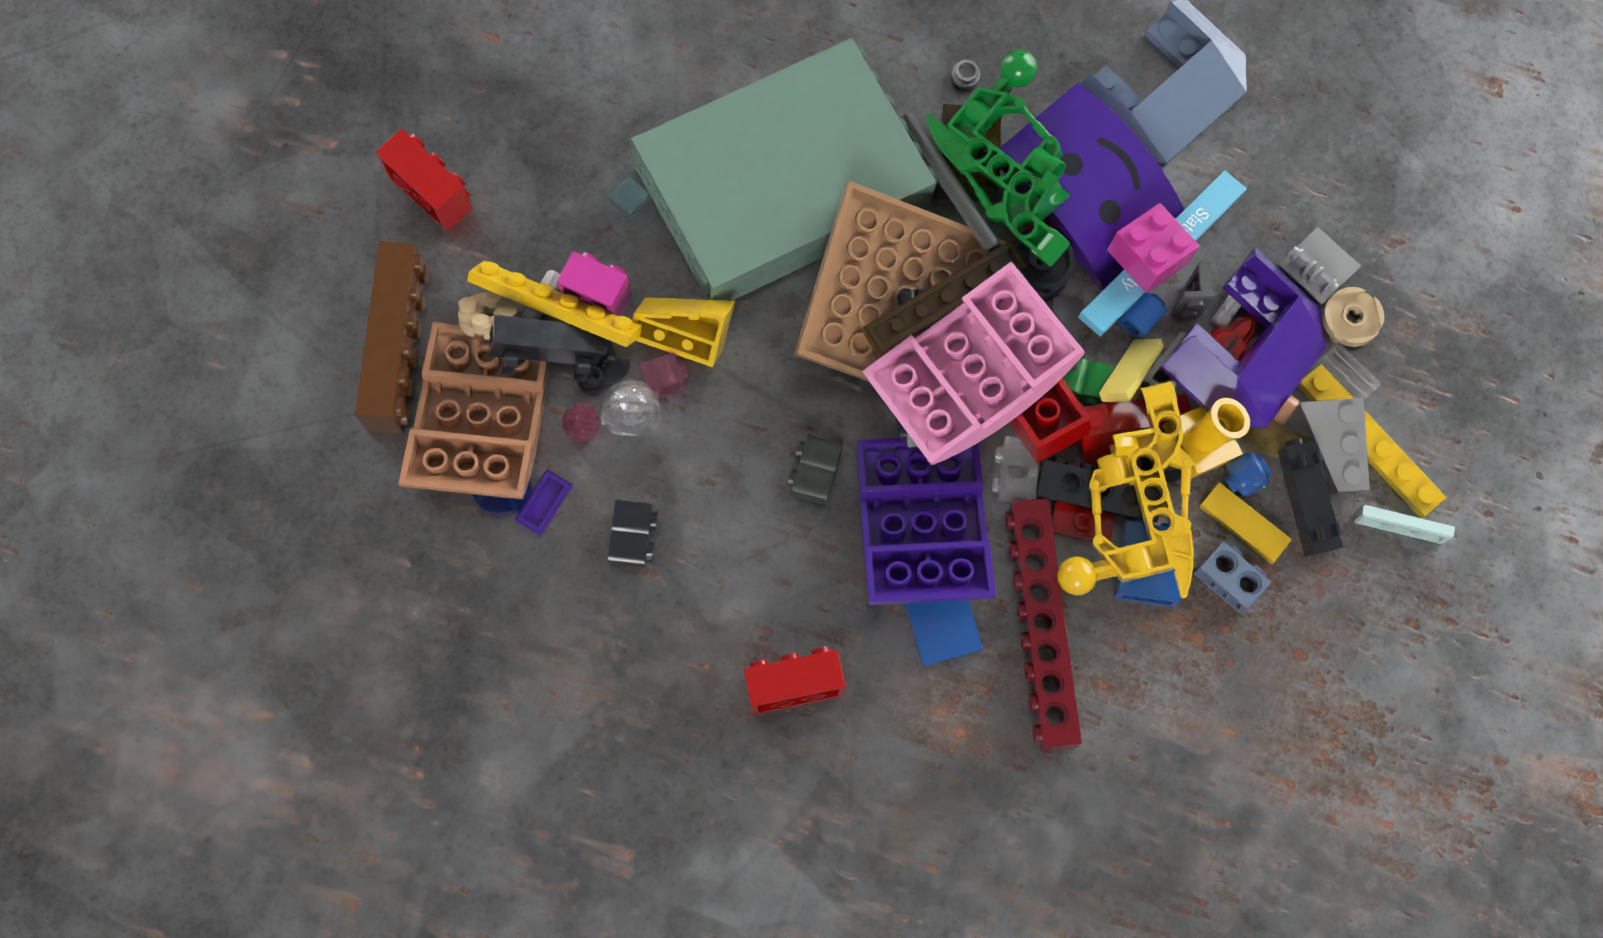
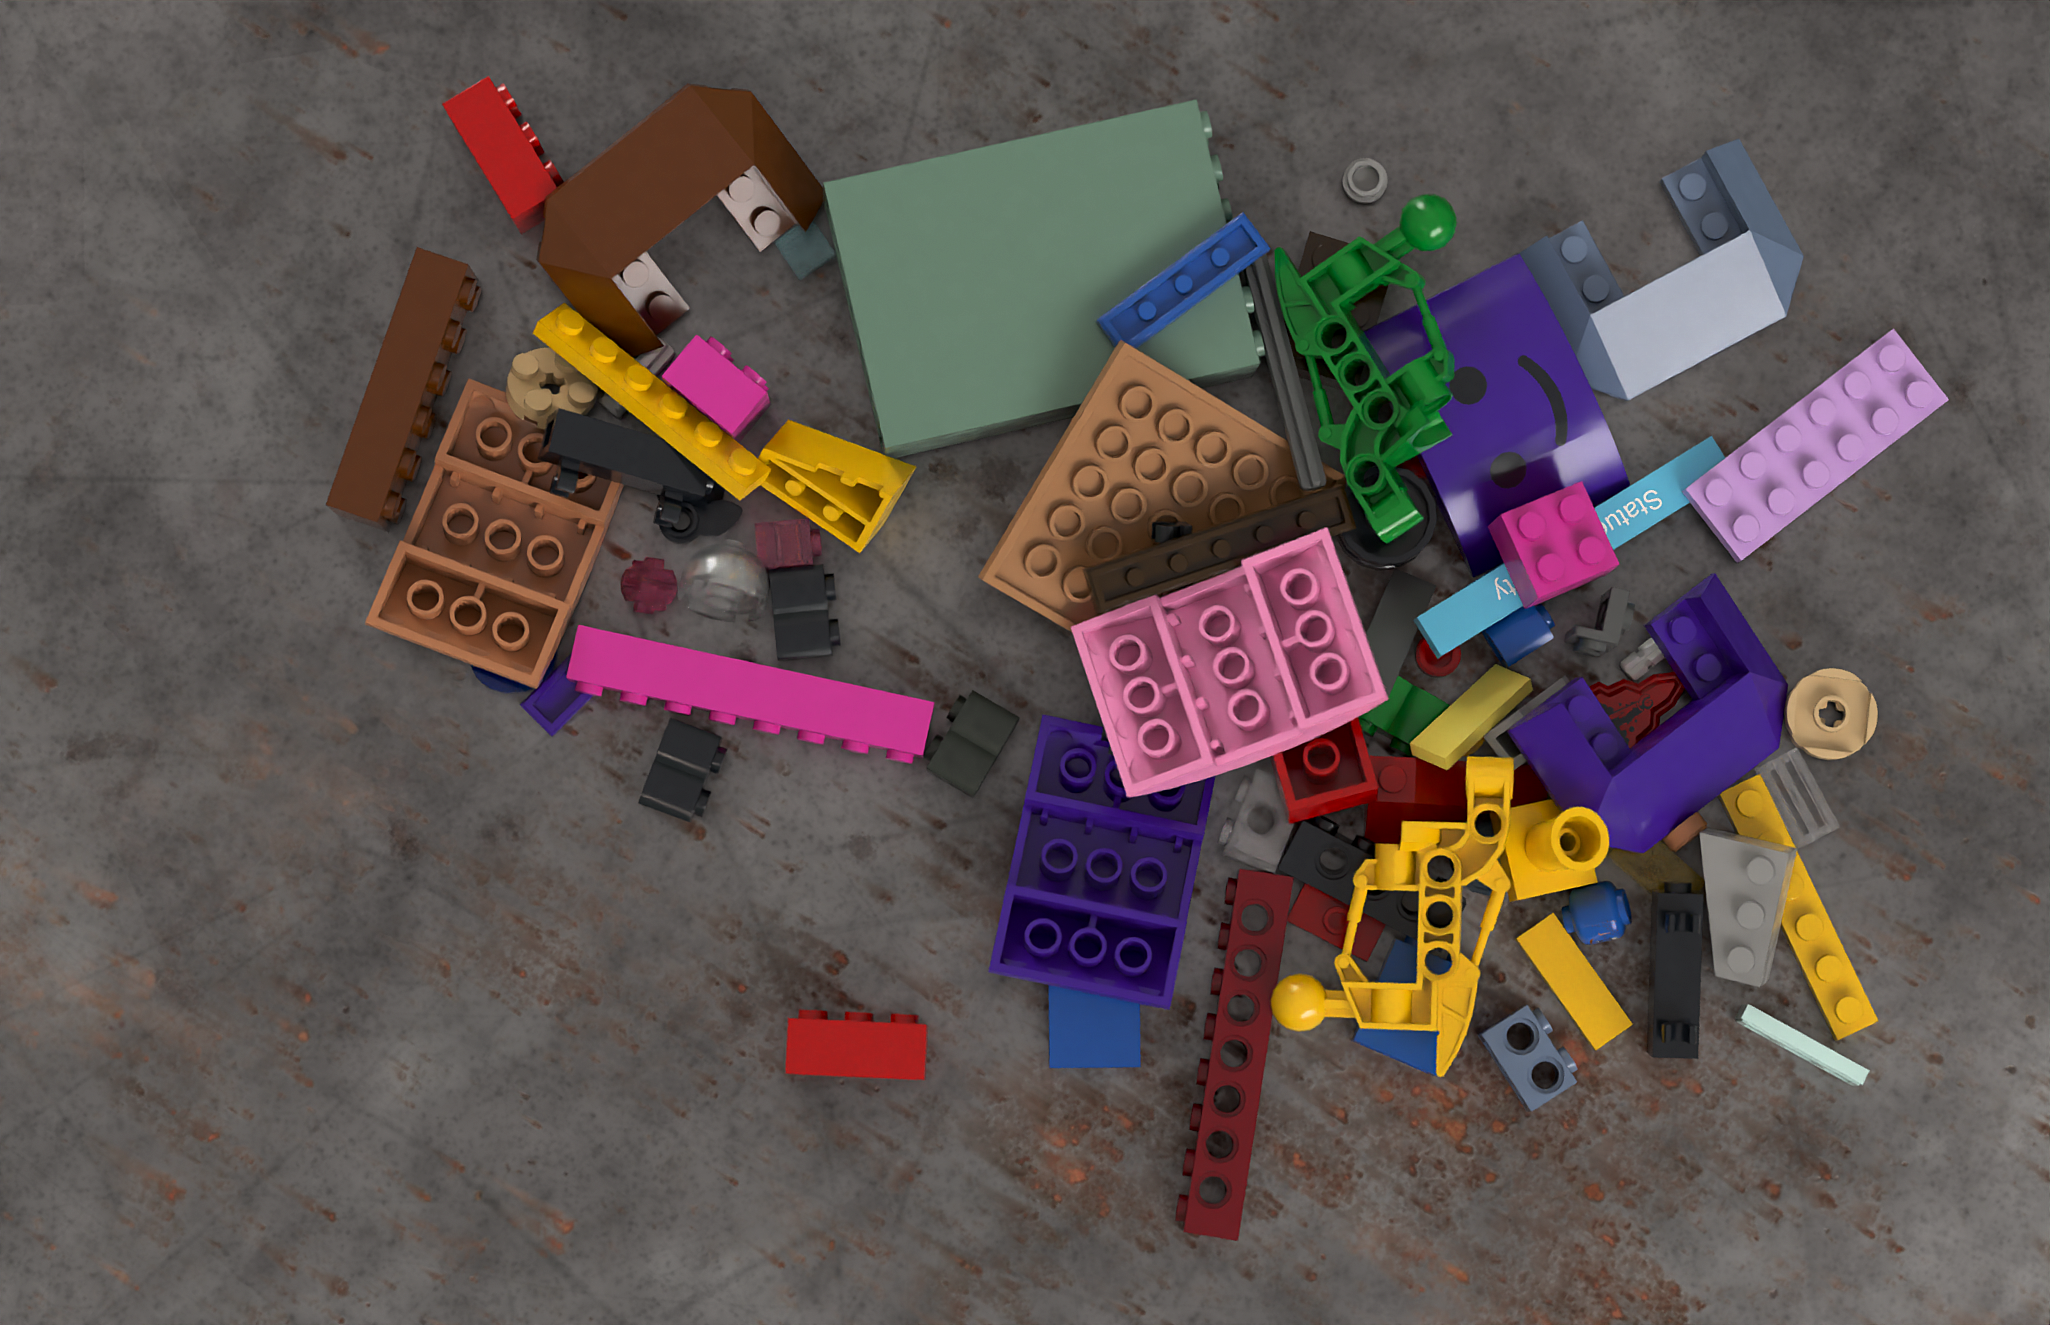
camera: 15 degrees right, 10 degrees up
(519, 168) = (651, 182): none -> reddish brown slope
(663, 473) = (750, 692): none -> dark pink brick
(684, 414) = (802, 612): none -> black brick
(876, 143) = (1184, 283): none -> blue tile
(1094, 345) = (1434, 667): none -> red tile
(1289, 160) = (1815, 445): none -> lavender plate
(1319, 265) = (1808, 621): light grey hinge -> none

